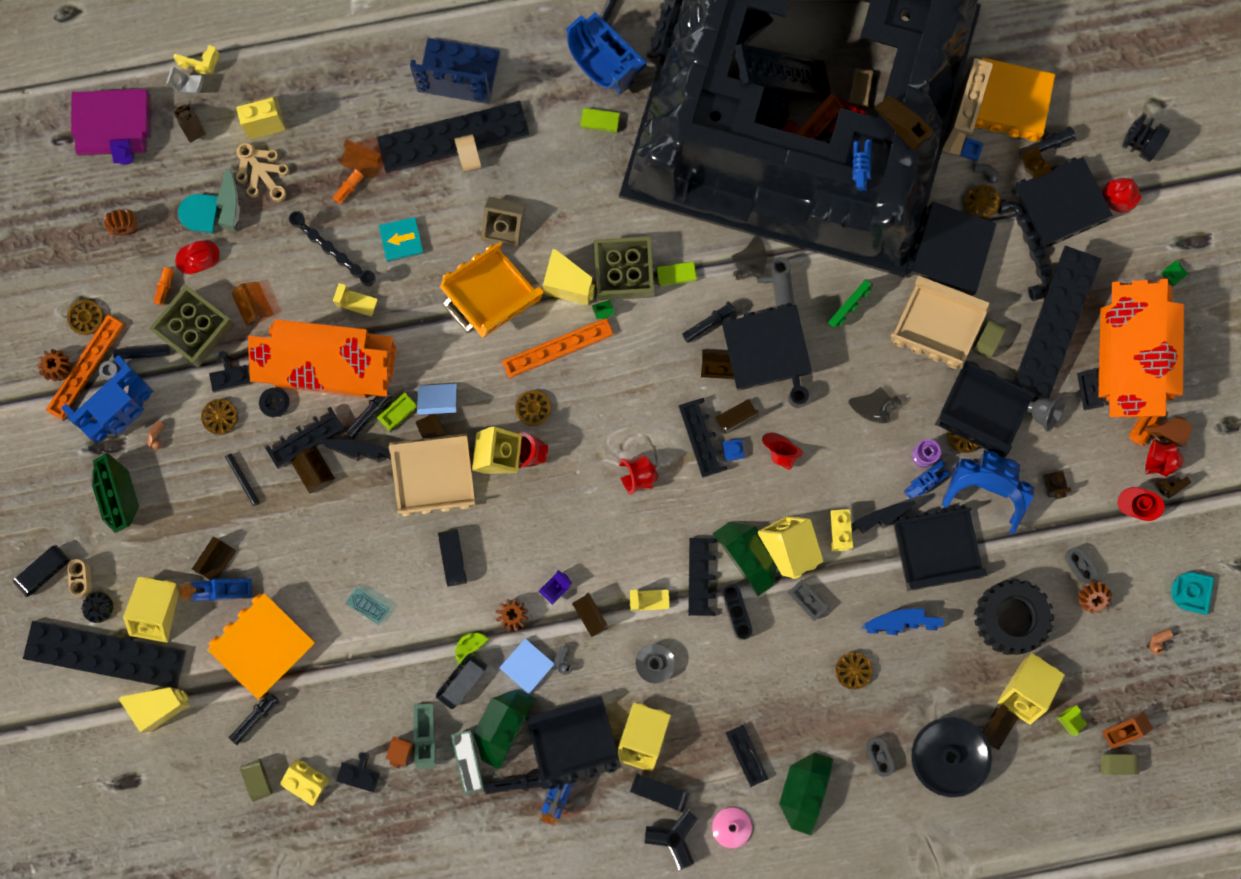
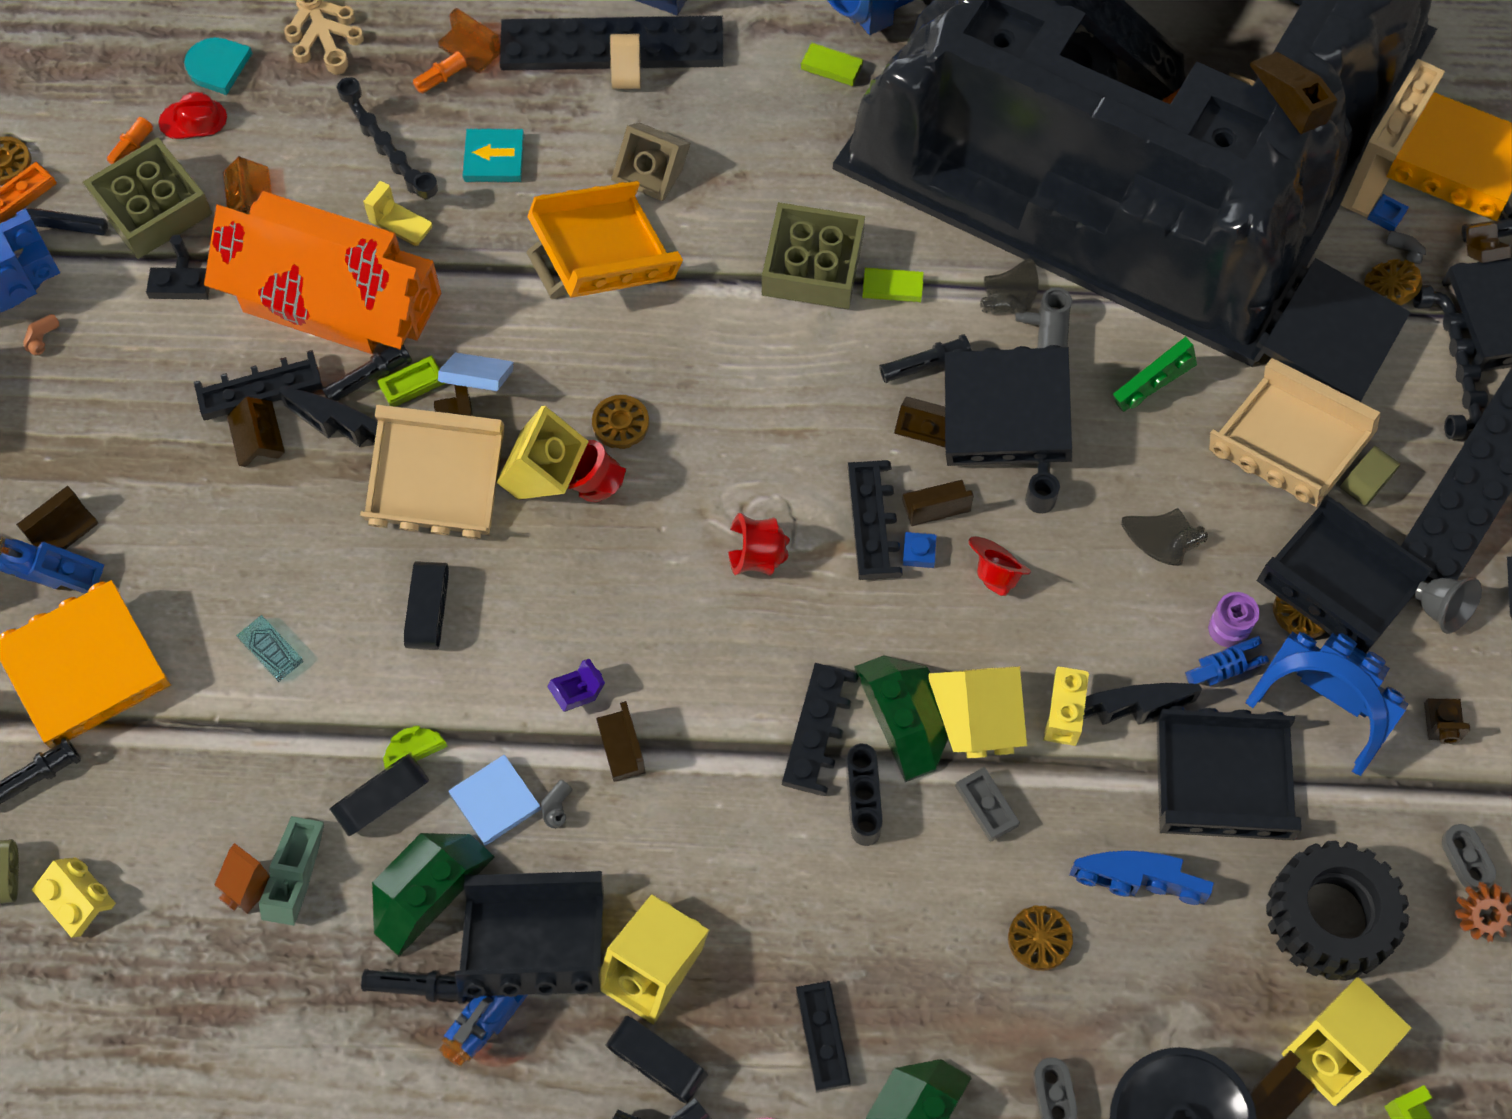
camera: 15 degrees right, 15 degrees down
(120, 222) = (99, 46): dark orange gear -> none
(219, 416) = (143, 330): pearl gold wheel -> none
(229, 202) = (261, 57): sand green slope -> none
(242, 479) = (145, 424): black bar -> none
(266, 399) = (221, 322): black gear -> none
(357, 775) = (164, 908): black plate -> none
(467, 761) = (348, 926): slope -> none
(518, 612) = (497, 723): dark orange gear -> none
(557, 348) = (683, 347): orange tile -> none
(567, 280) = (722, 252): light yellow slope -> none
(603, 310) = (767, 308): green plate -> none
(649, 600) = (721, 742): light yellow bracket -> none
(660, 654) = (706, 828): dark grey dish -> none
(862, 165) = (1214, 134): blue hinge -> none

